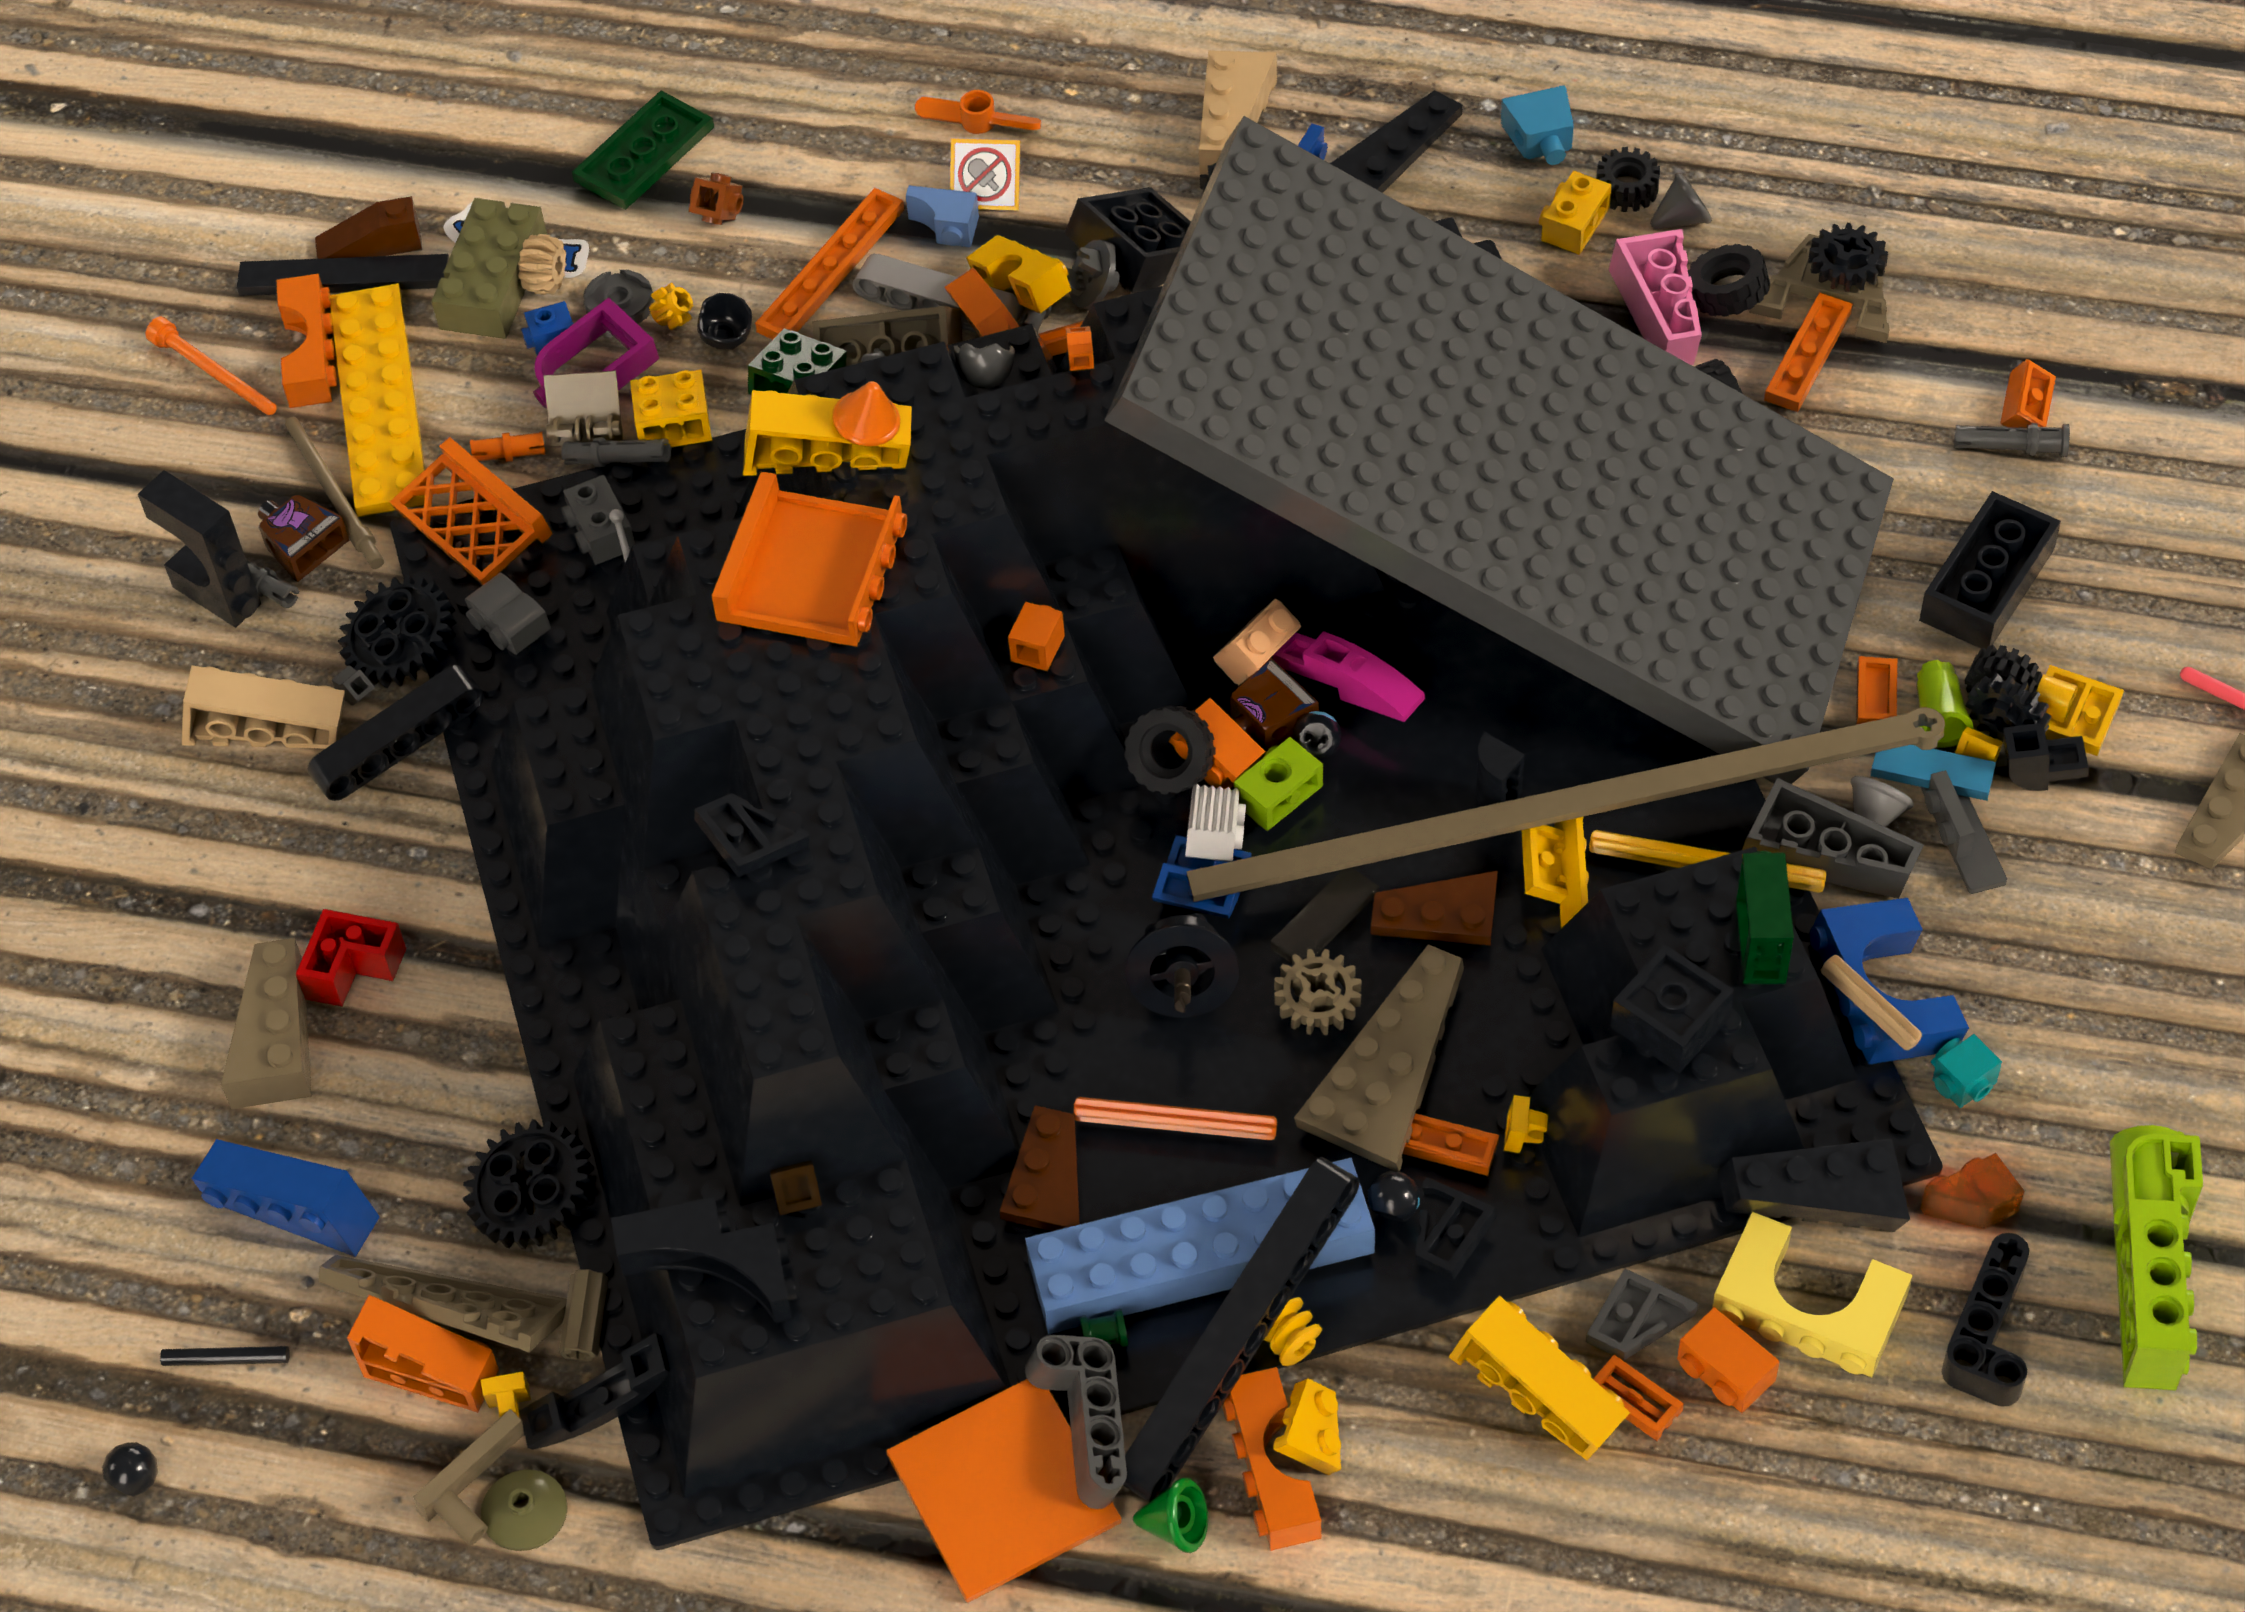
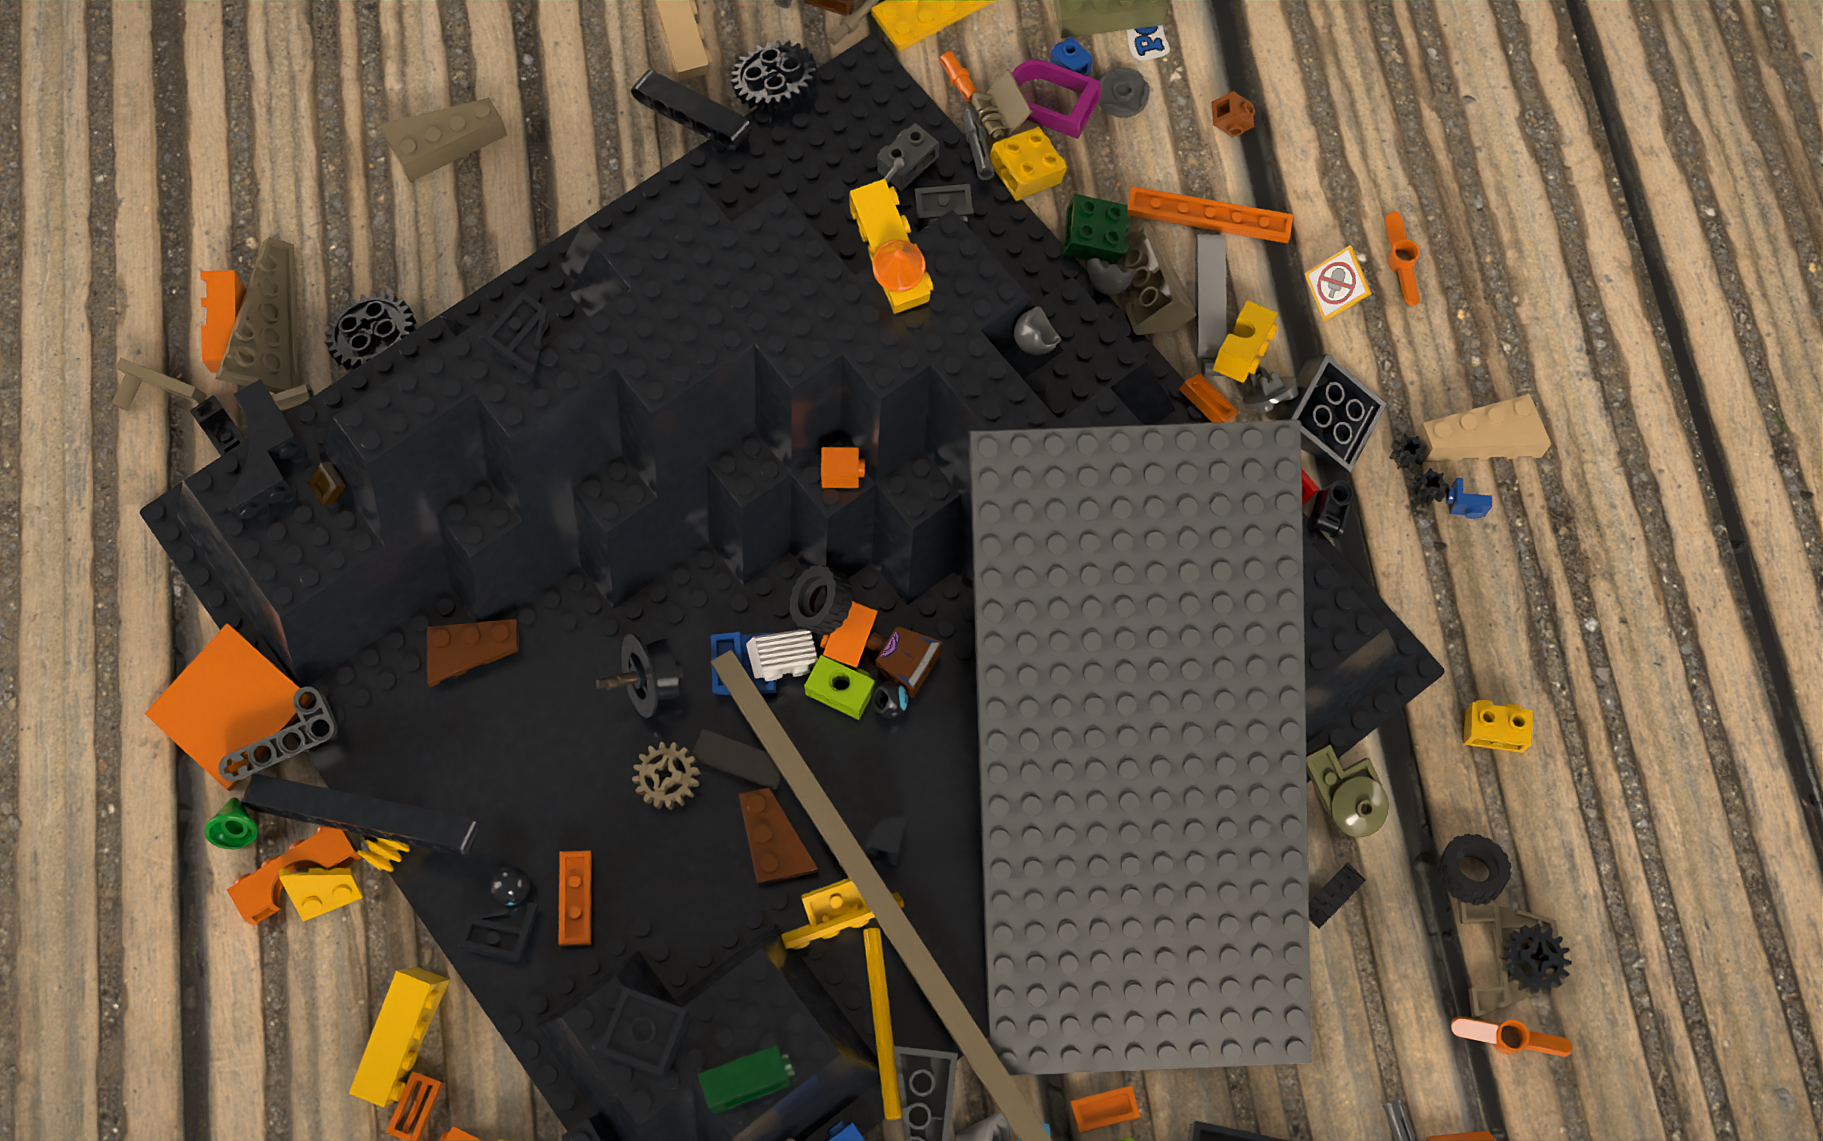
camera: 65 degrees right, 15 degrees up
(130, 1468) = (109, 195): black piece -> none
(224, 1356) = (207, 213): black bar -> none
(287, 1194) = (318, 197): blue wedge -> none
(346, 947) = (504, 149): red brick -> none
(354, 683) = (723, 68): dark grey piece -> none
(496, 497) = (907, 80): orange fence -> none
(506, 1392) = (212, 386): yellow tile -> none
(507, 614) = (807, 133): dark grey brick -> none
(526, 1526) = (155, 434): olive dish -> none
(542, 264) = (1122, 30): tan gear -> none
(643, 149) = (1264, 51): dark green plate -> none
(671, 306) = (1118, 121): yellow gear -> none
(686, 500) = (937, 201): none -> dark grey bracket
(724, 321) = (1122, 165): black hair -> none
(807, 564) = (773, 280): orange panel -> none
(947, 212) = (1291, 276): medium blue arch -> none
(980, 304) = (1190, 335): orange slope -> none
(1080, 348) = (1048, 389): orange piece -> none
(1108, 1328) = (353, 727): dark green bush -> none
(1174, 1250) = (431, 761): medium blue brick -> none
(1175, 1118) = (536, 716): orange axle -> none
(1257, 641) = (948, 627): light nougat brick -> none
(1354, 671) = (953, 706): dark pink slope -> none
(1383, 1074) = (617, 844): dark tan wing -> none
(1400, 142) = (1472, 553): black wing -> none
(1523, 1125) = (598, 957): yellow tile -> none
(1539, 123) = (1581, 671): dark azure torso -> none
(1630, 165) = (1566, 745): black tyre -> none
(1637, 1315) = (478, 1088): dark grey wing -> none
(1658, 290) = (1439, 815): bright pink wedge -> none
(1680, 206) = (1543, 809): dark grey hat -> none
(1808, 352) = (1431, 956): orange plate -> none
(1921, 303) = (1529, 1040): none -> orange piece

